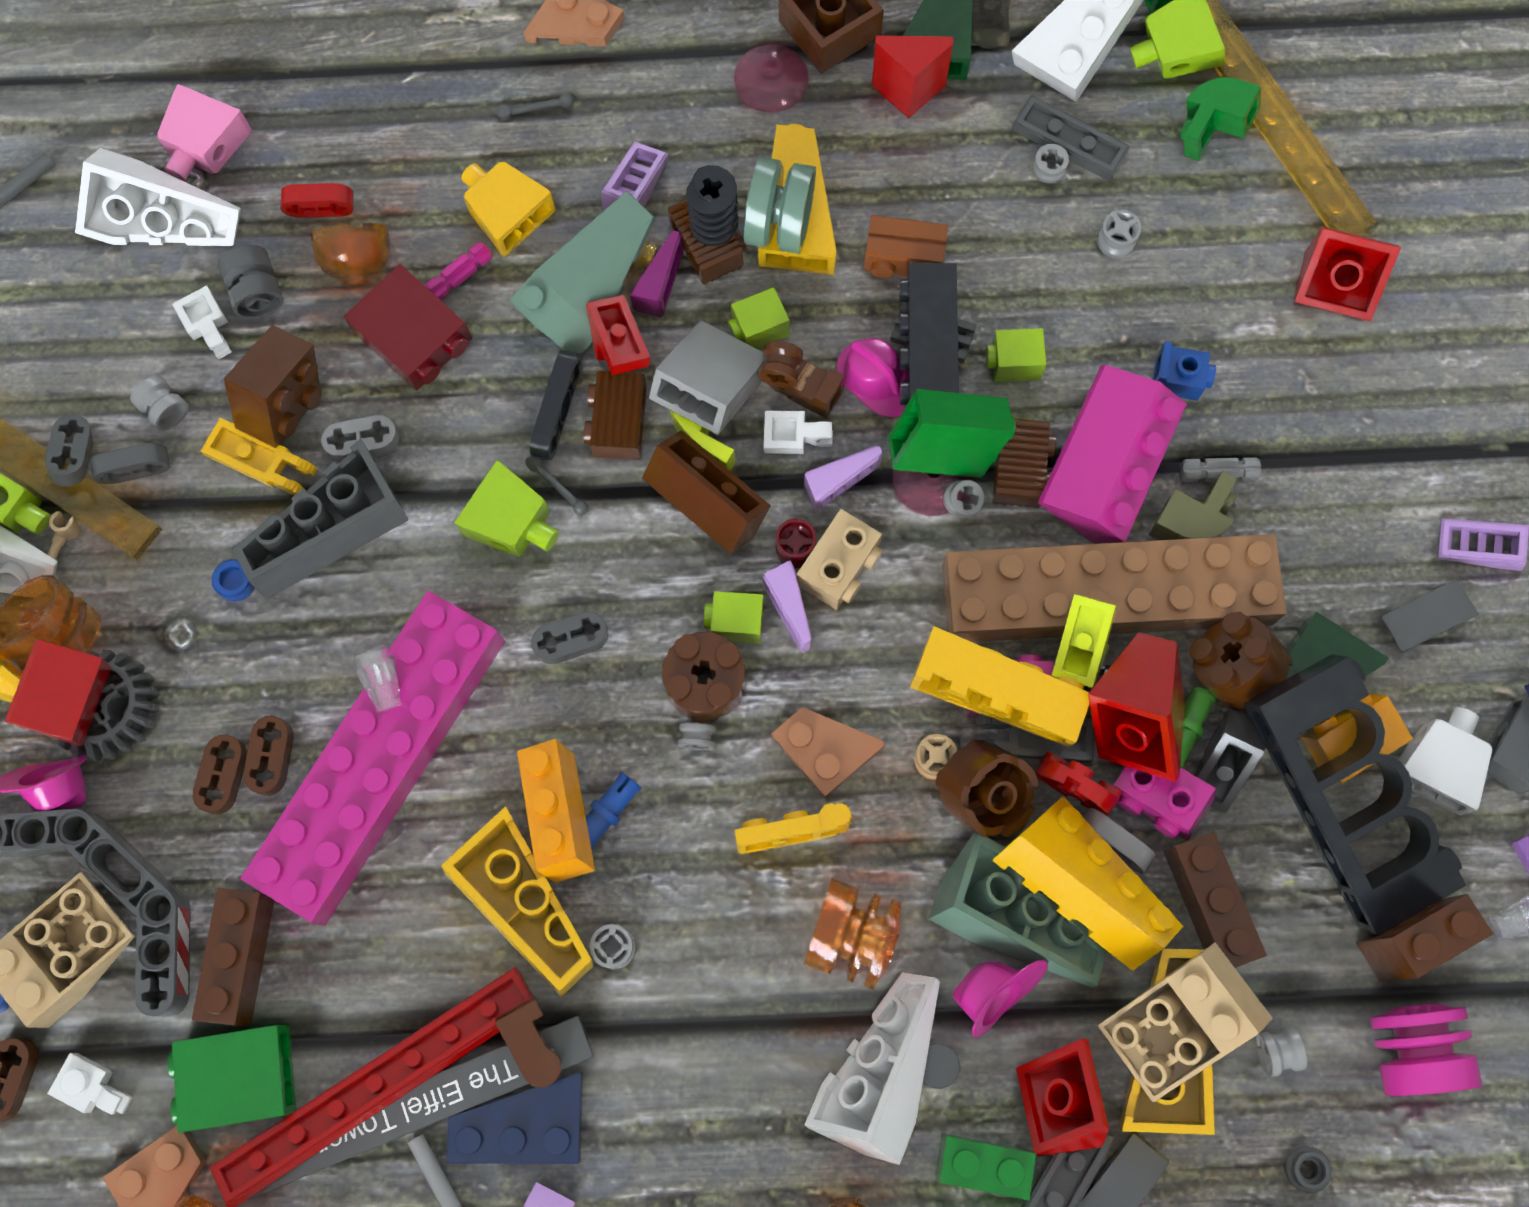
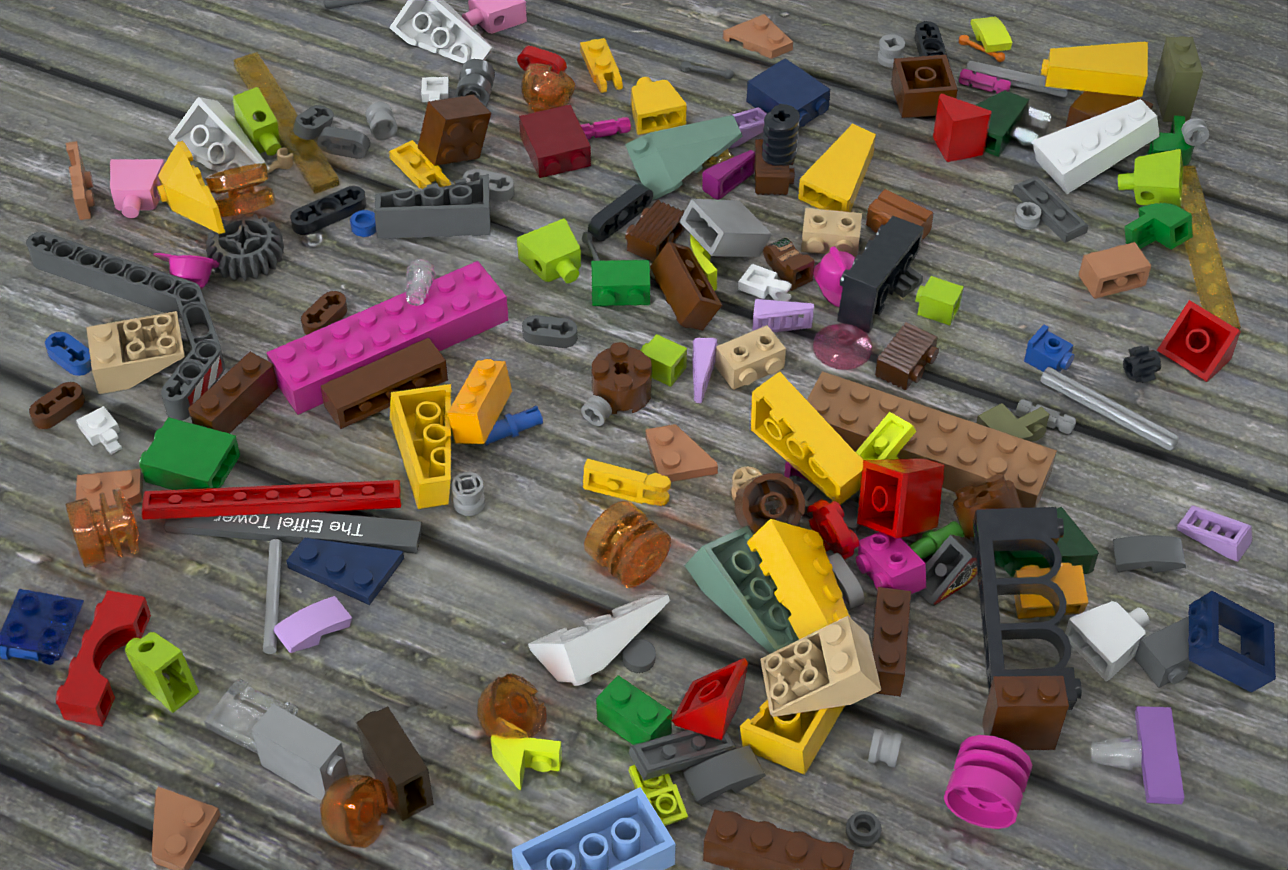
camera: 25 degrees right, 25 degrees down
(58, 692) = (231, 212): red slope -> none
(170, 566) = (305, 220): none -> black beam
(211, 771) = (288, 311): reddish brown beam -> none
(393, 161) = (601, 64): none -> yellow hinge
(413, 835) = (370, 386): none -> reddish brown brick
(536, 1059) = (380, 520): reddish brown leg -> none
(616, 335) = (680, 186): red slope -> none
(619, 521) = (620, 282): none -> green brick
(666, 107) = (790, 86): none -> dark blue brick
(759, 319) = (779, 217): lime brick -> none
(766, 90) = (868, 110): clear pink dish -> none
(773, 204) = (823, 149): sand green wheel -> none
(780, 364) = (775, 235): reddish brown wheel -> none
(795, 534) = (726, 330): dark red wheel -> none
(834, 311) = (829, 229): none -> tan brick
(950, 433) = (864, 308): green brick -> none
(970, 489) = (846, 359): light grey bush -> none
(993, 990) = (708, 625): dark pink piece -> none
(1112, 454) = (969, 367): dark pink slope -> none
(1123, 224) = (1051, 266): light grey wheel -> none
(1195, 205) = (1114, 270): none -> nougat brick
(1285, 420) = (1110, 409): none -> light grey axle
(1296, 339) = (1142, 364): none -> black gear

